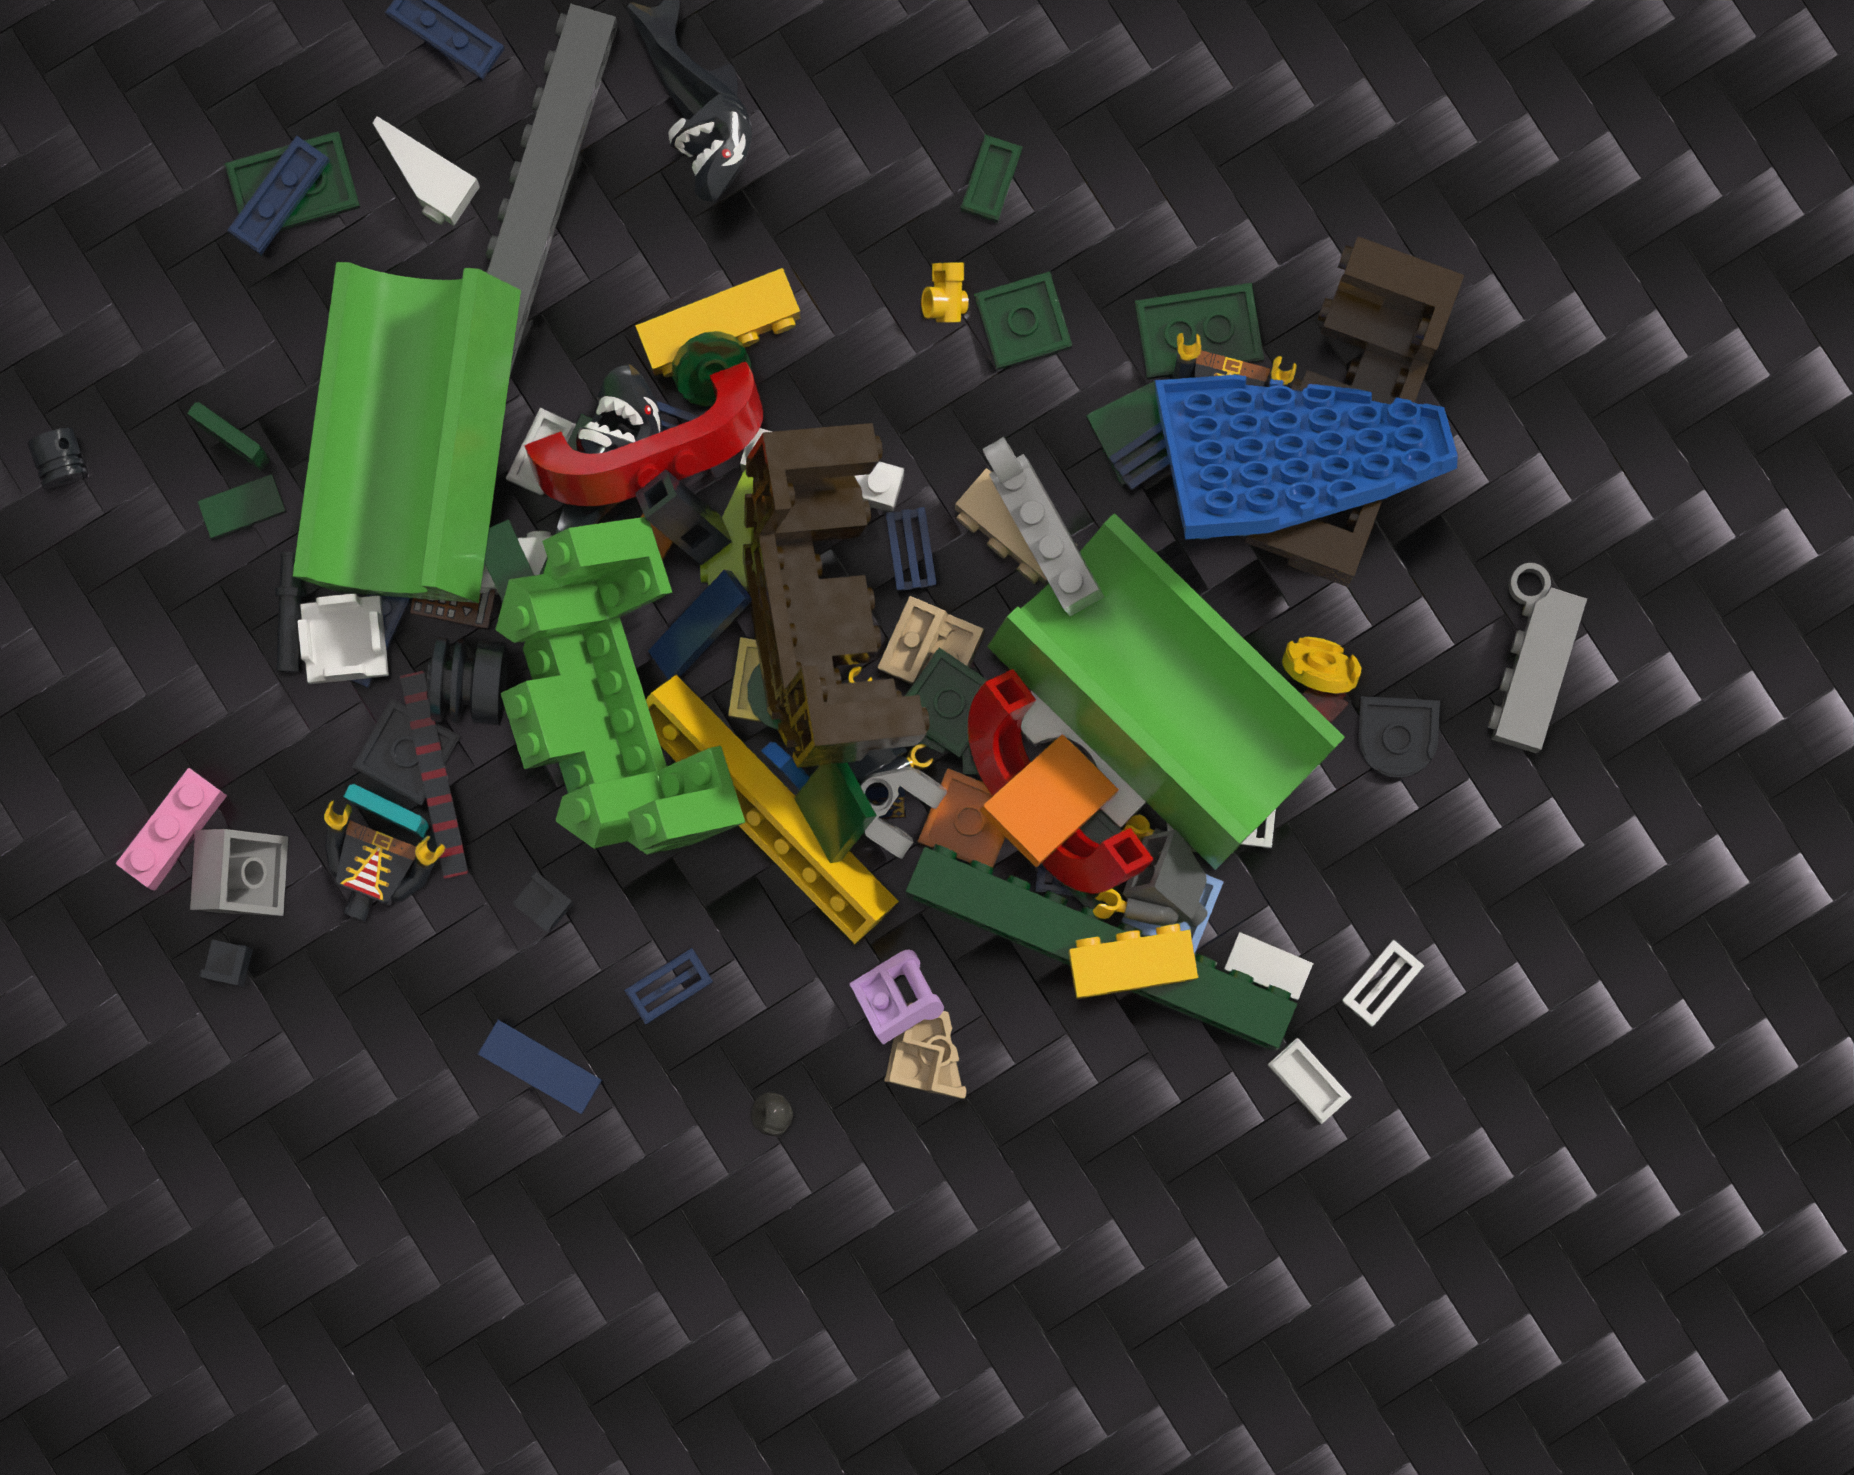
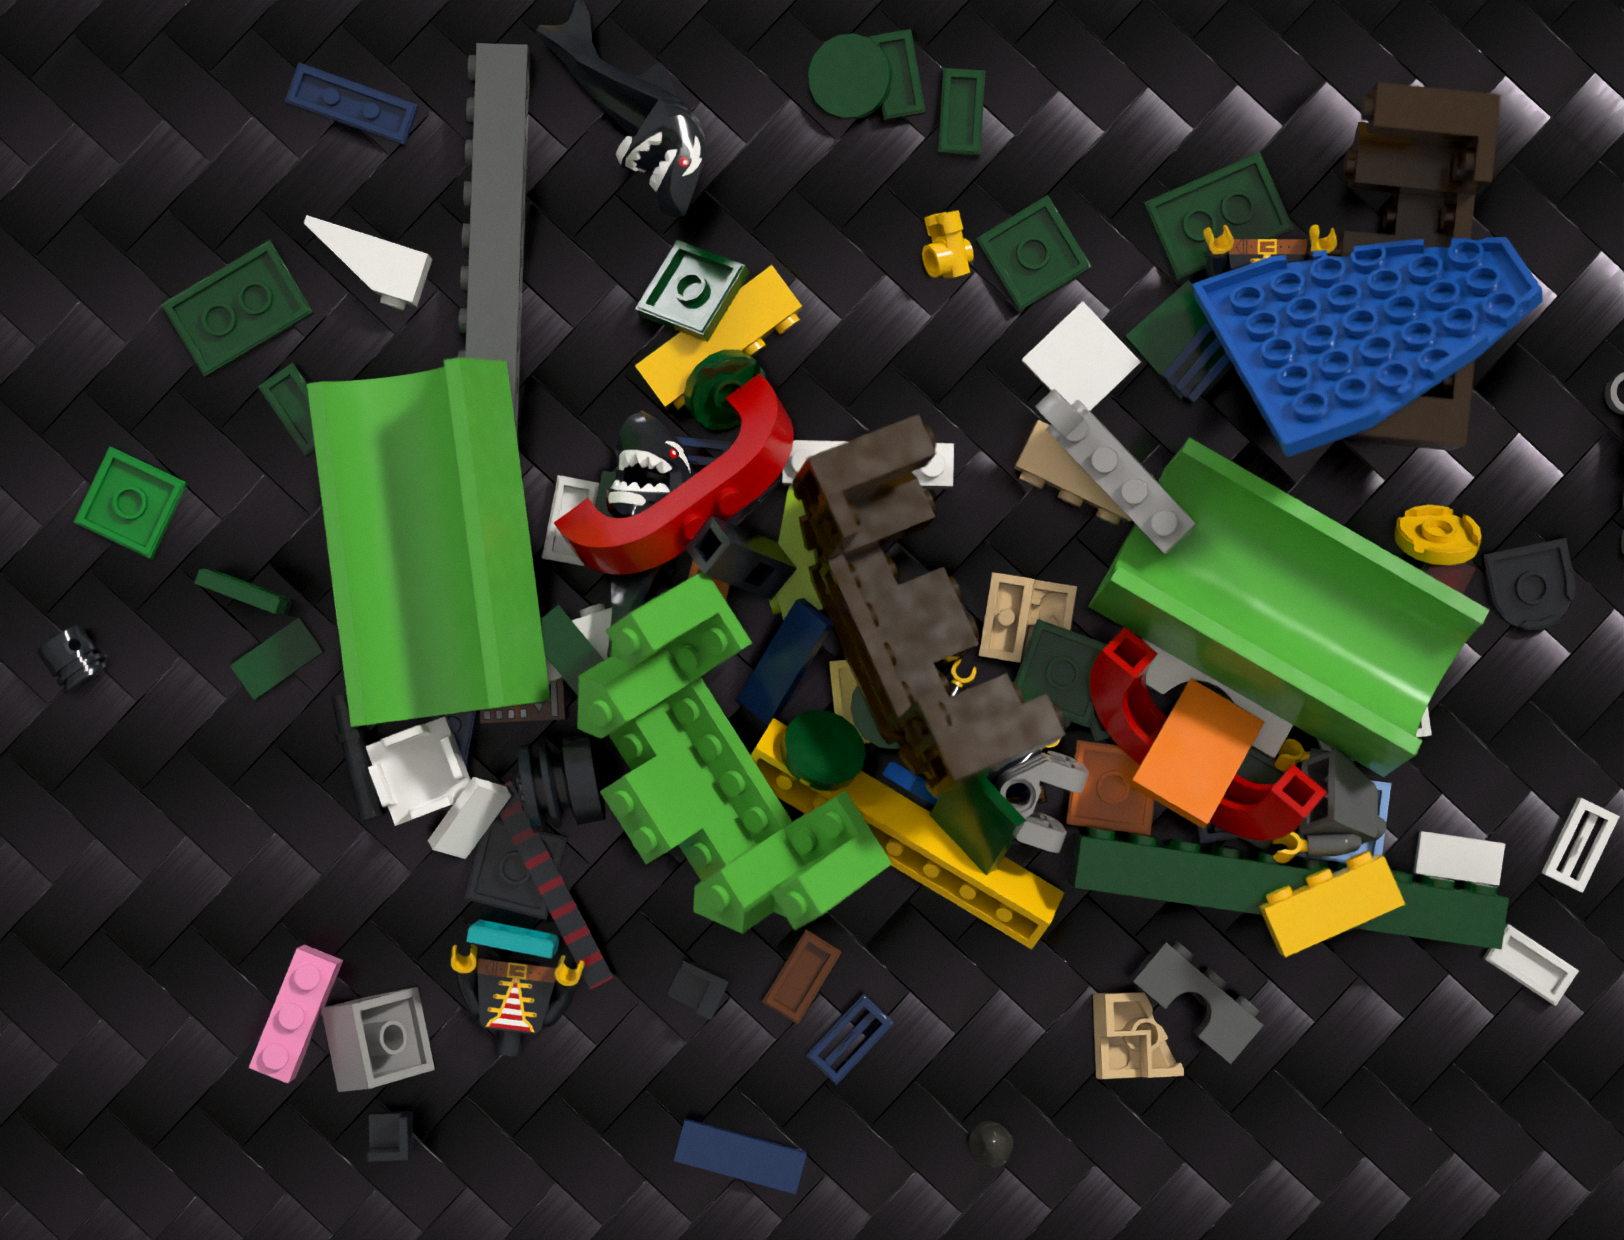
camera: 15 degrees left, 5 degrees up
(148, 333) = (130, 502): none -> green tile
(278, 195) = (226, 324): dark blue tile -> none
(316, 279) = (290, 401): none -> dark green tile
(376, 692) = (469, 818): none -> white tile
(640, 918) = (801, 976): none -> reddish brown tile
(705, 272) = (692, 290): none -> tile
(712, 711) = (823, 750): none -> dark green tile
(884, 1002) = (1078, 1001): lavender plate -> none
(899, 120) = (850, 76): none -> dark green tile
(906, 516) = (965, 489): dark blue tile -> none
(942, 130) = (905, 93): none -> dark green tile
(978, 1000) = (1227, 1022): none -> dark grey arch
(1042, 425) = (1081, 358): none -> white tile

